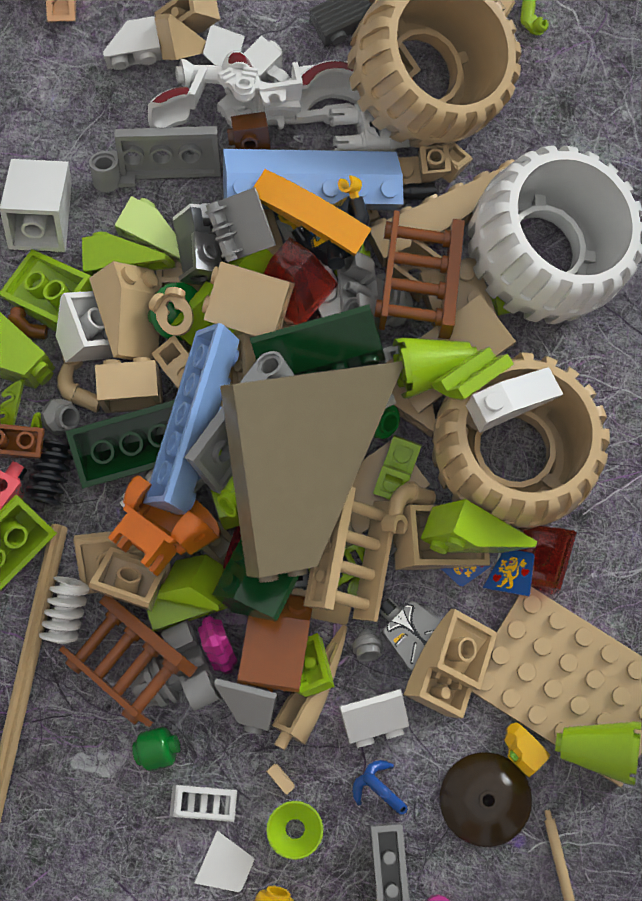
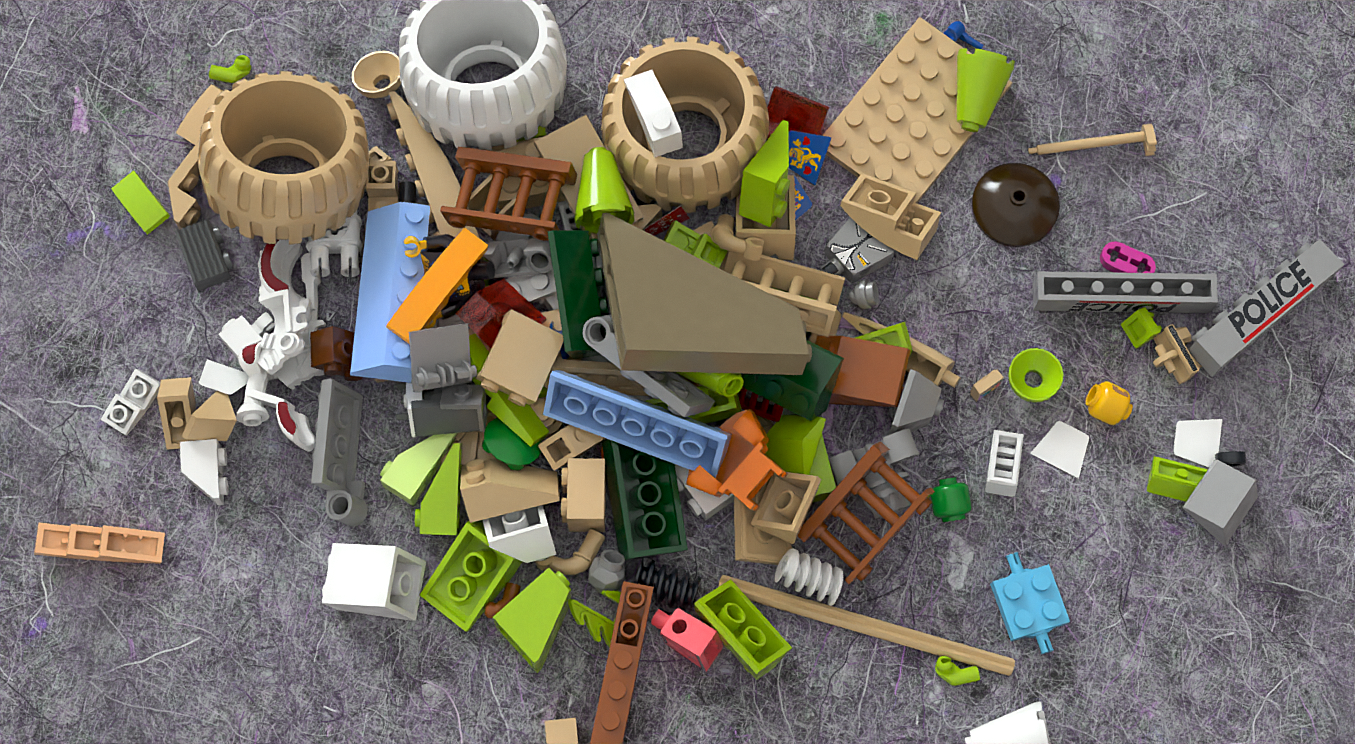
camera: 85 degrees left, 5 degrees down
(57, 838) = (1030, 603): none -> medium azure plate
(159, 304) = (511, 451): tan piece -> none
(217, 645) = (853, 432): dark pink rock -> none
(375, 717) = (933, 292): white slope -> none
(377, 786) = (998, 296): blue piece -> none
(421, 439) = (665, 222): none -> red sticker
(472, 374) = (626, 146): lime slope -> none
(524, 749) = (973, 161): yellow rock -> none
(539, 136) = (372, 69): none -> tan piece

